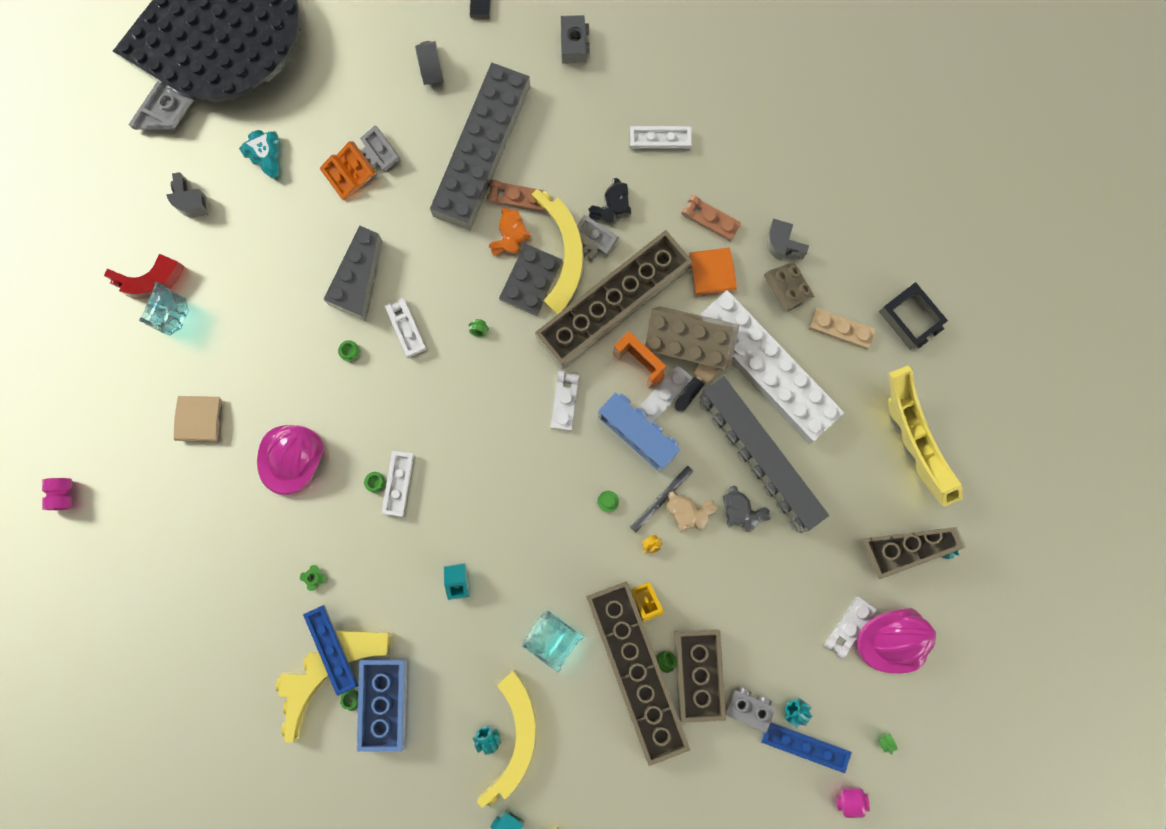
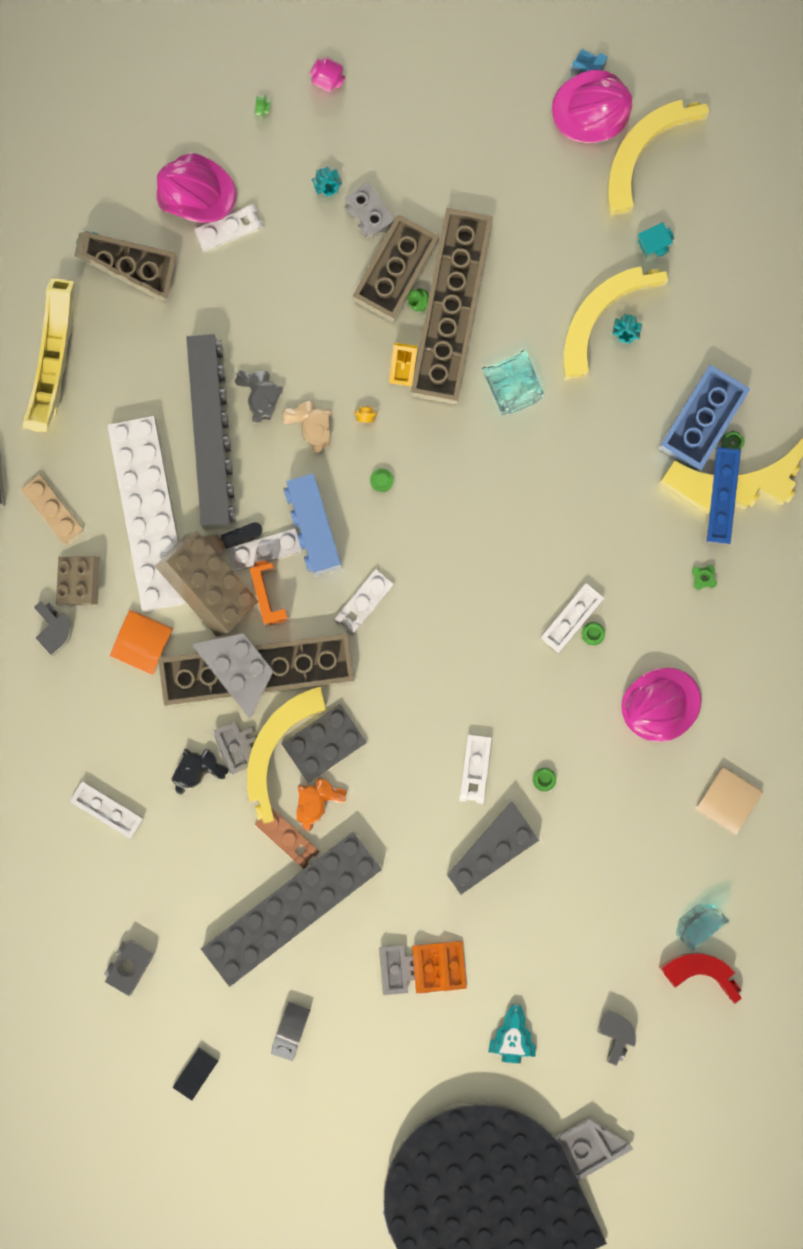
camera: 145 degrees left, 5 degrees up
(456, 581) = (570, 490): teal brick -> none
(478, 328) = (404, 724): bright green plate -> none
(628, 288) = (238, 668): none -> light grey wing
(661, 499) = (329, 452): dark grey bar -> none
(711, 218) = (108, 696): nougat plate -> none
(806, 747) = (337, 147): blue tile -> none

